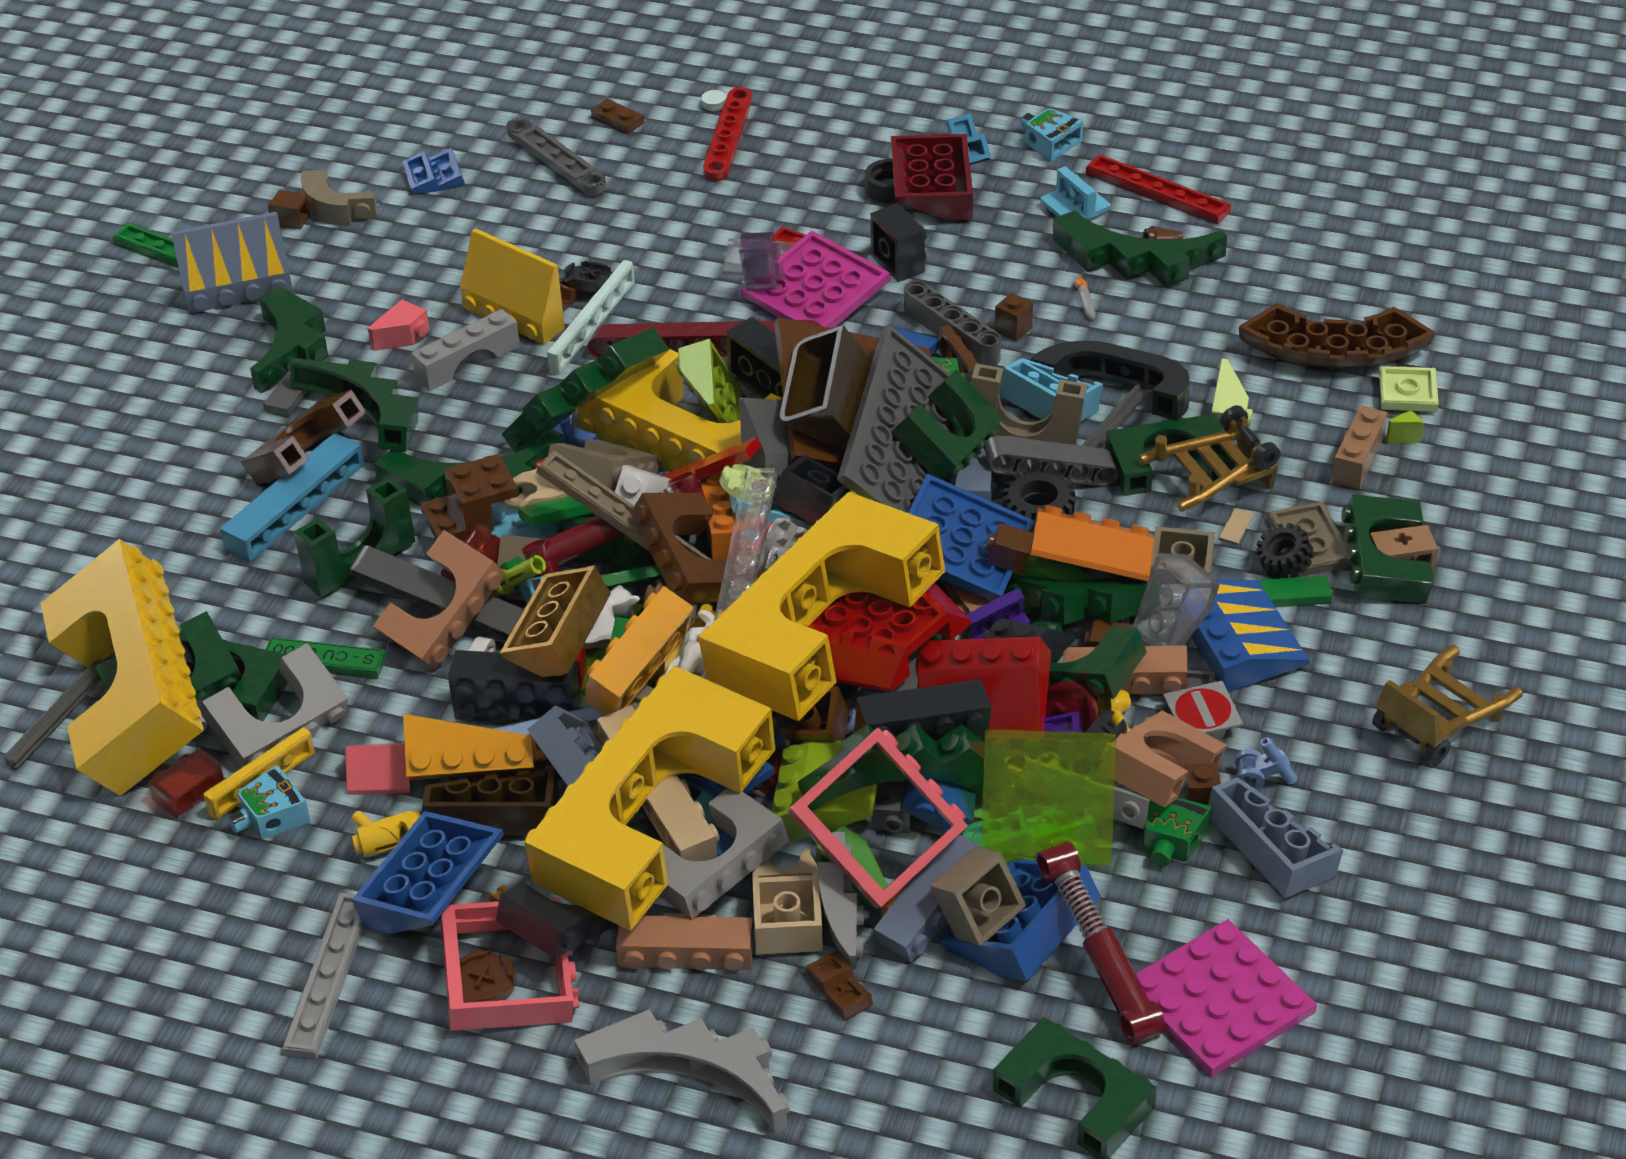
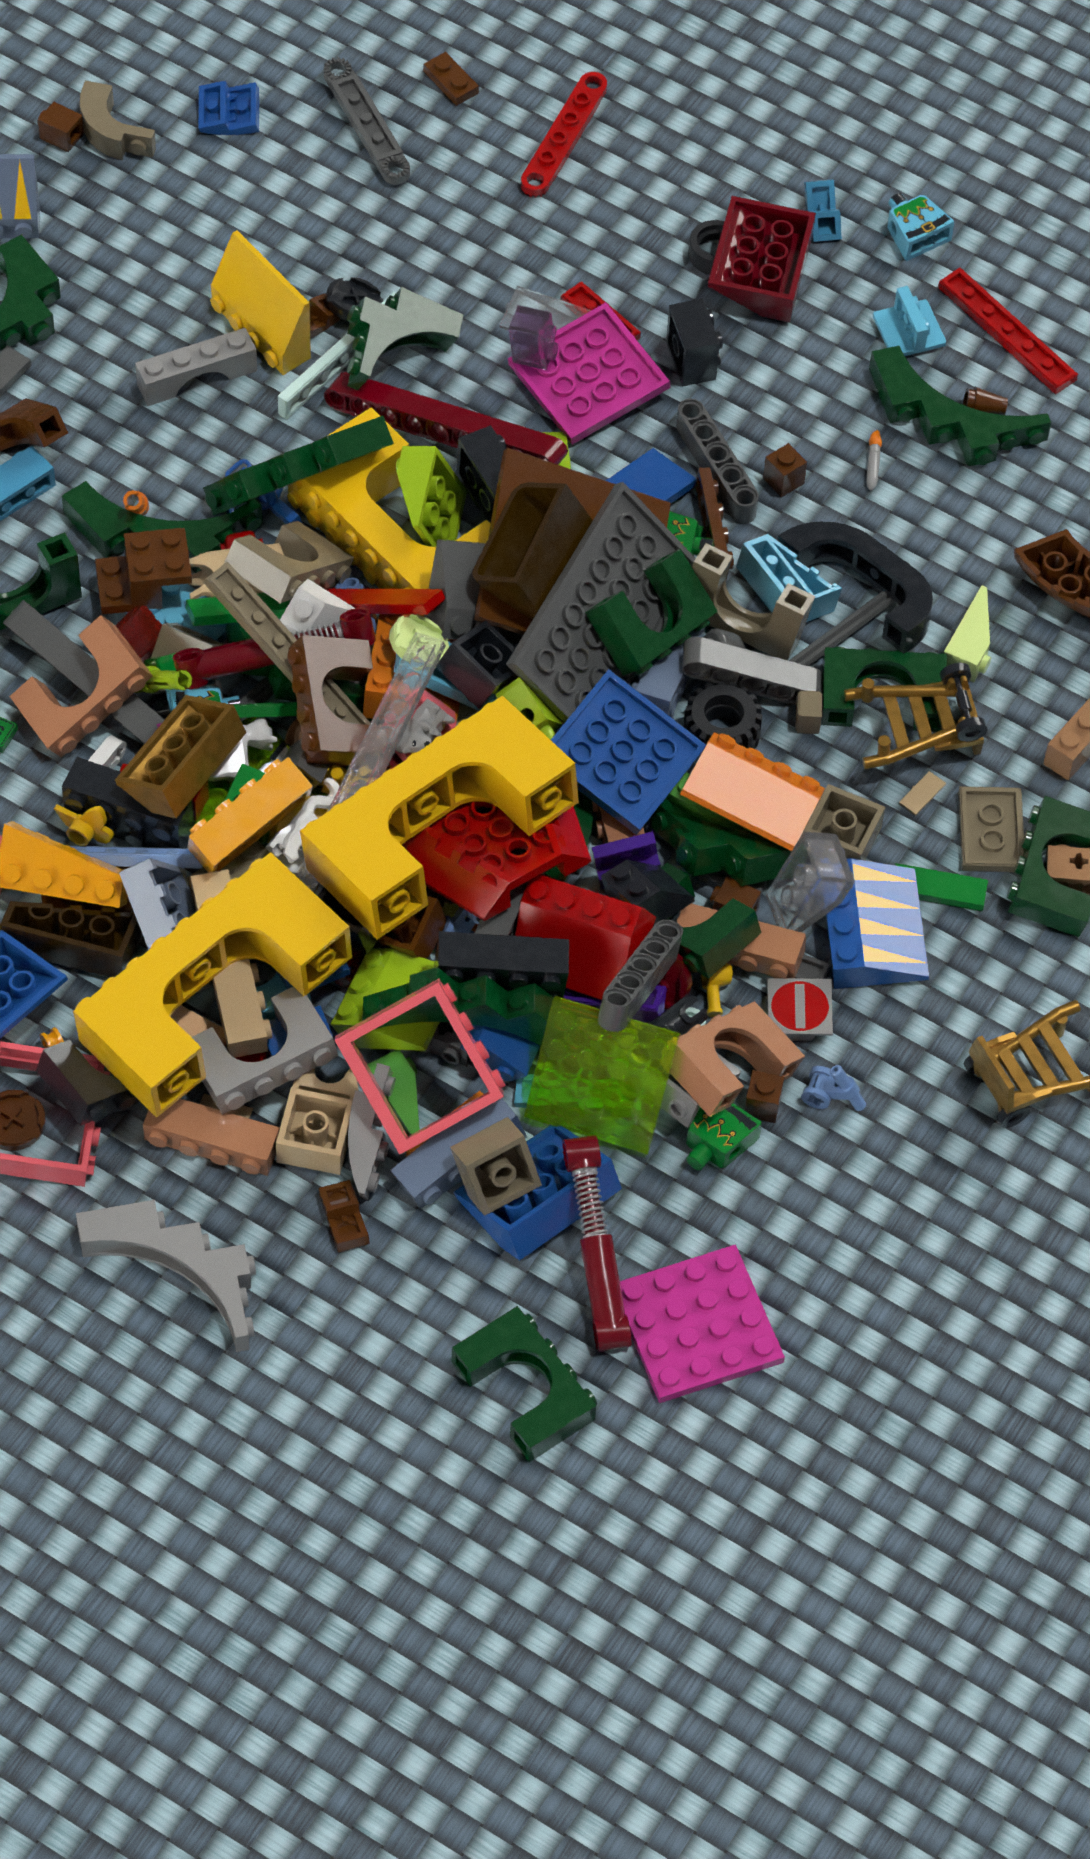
camera: 10 degrees right, 15 degrees up
(392, 413) = (87, 408): dark green arch -> none
(399, 327) = (135, 317): coral slope -> none
(444, 451) = (133, 496): none -> orange pin
(480, 710) = (86, 826): none -> yellow animal
(638, 278) = (401, 322): none -> arch
(713, 100) = (562, 82): light aqua tile -> none
(1009, 547) = (663, 778): reddish brown brick -> none
(1057, 697) = (640, 975): none -> dark grey beam
(1110, 485) = (808, 712): none -> dark tan slope
(1271, 839) = (810, 1177): sand blue wedge -> none
(1280, 539) = (963, 853): black tyre -> none

